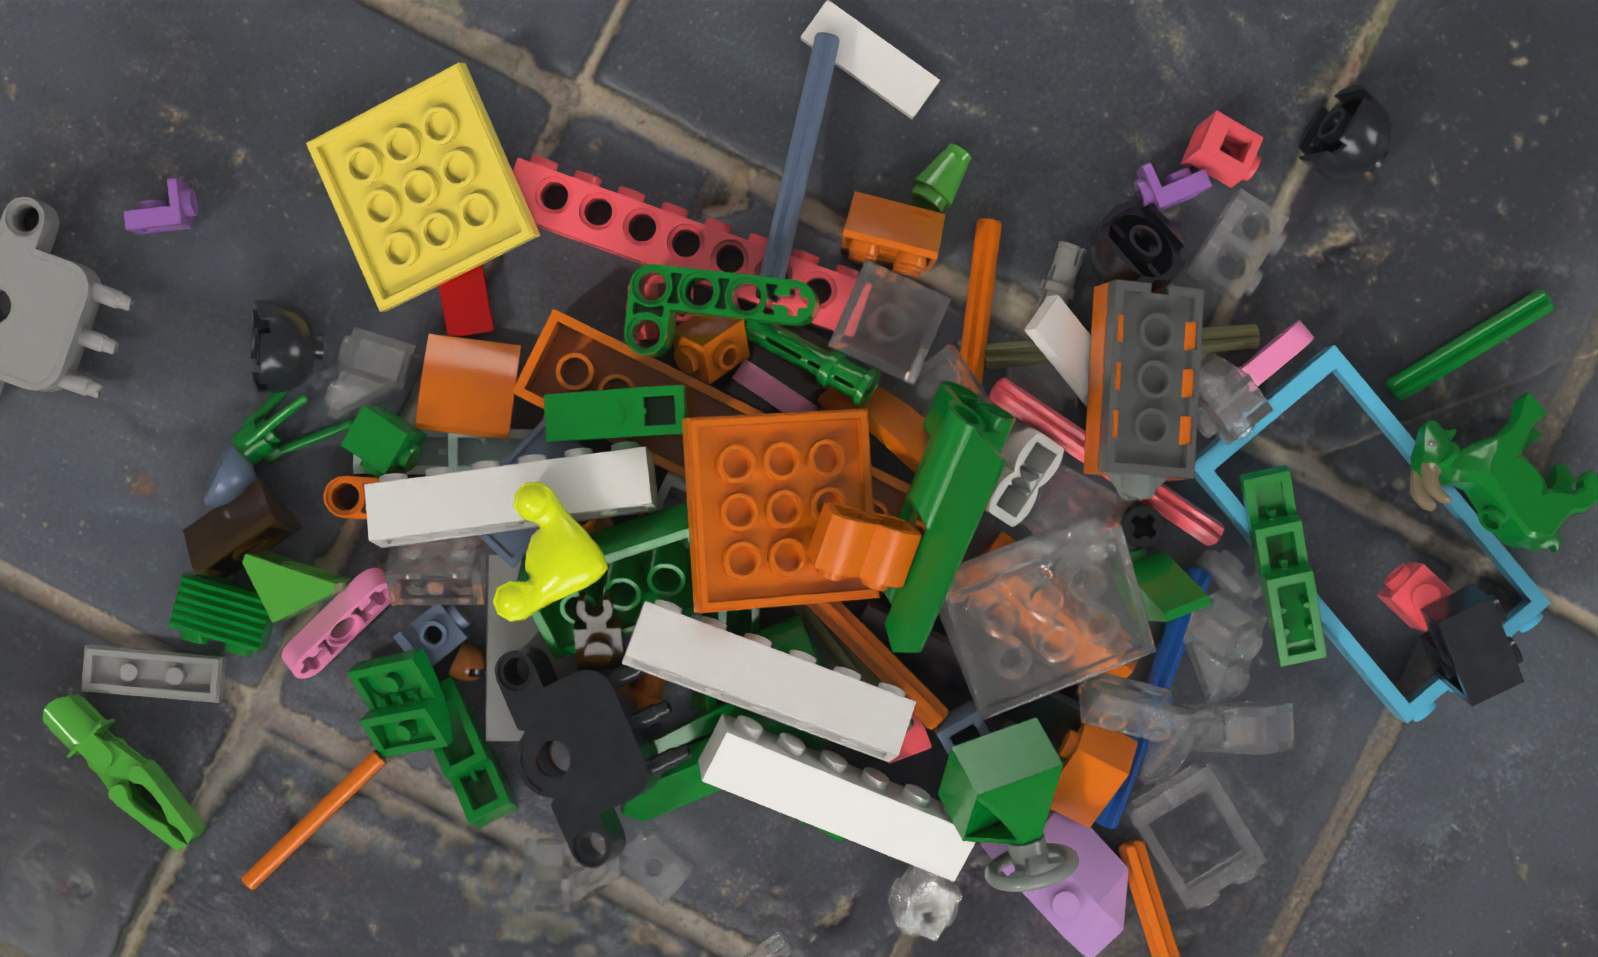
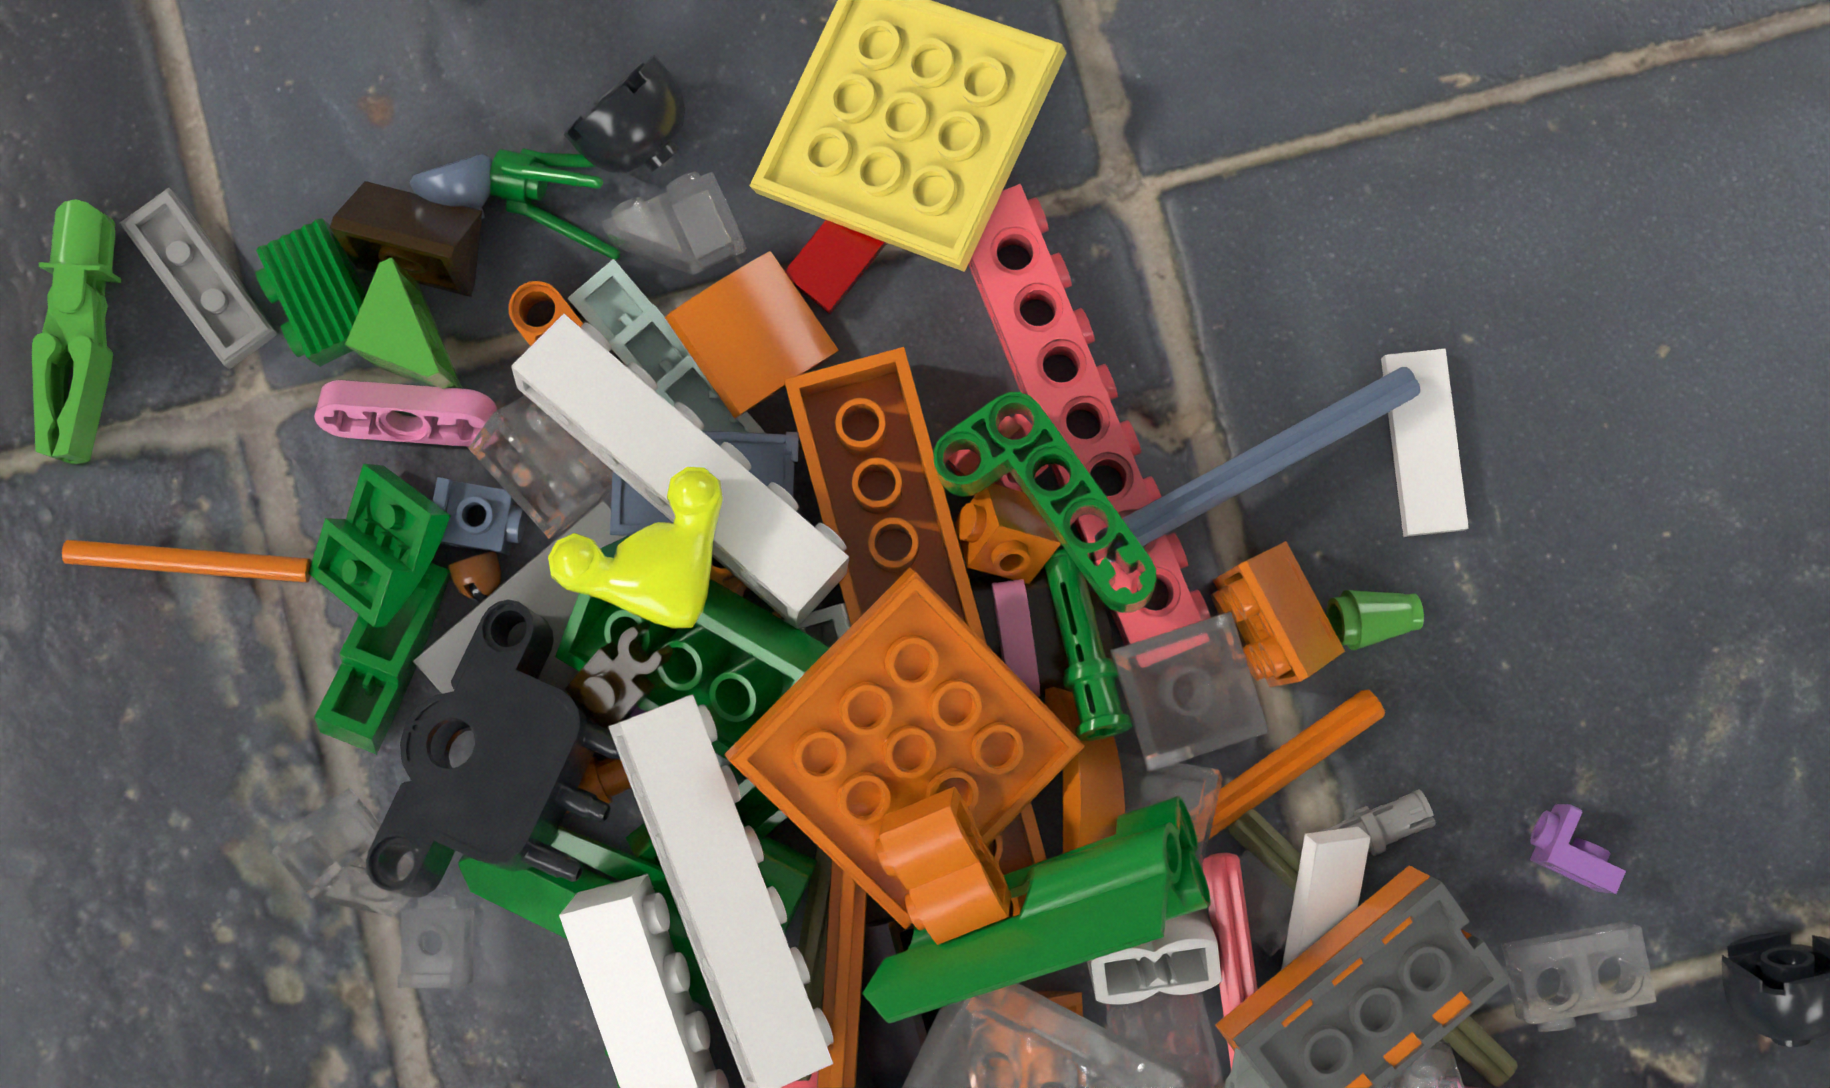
camera: 45 degrees right, 5 degrees down
(384, 441) = (624, 297): green brick -> none
(615, 413) = (856, 499): green slope -> none
(1136, 247) = (1487, 872): black cylinder -> none
(1224, 149) = (1661, 873): coral brick -> none

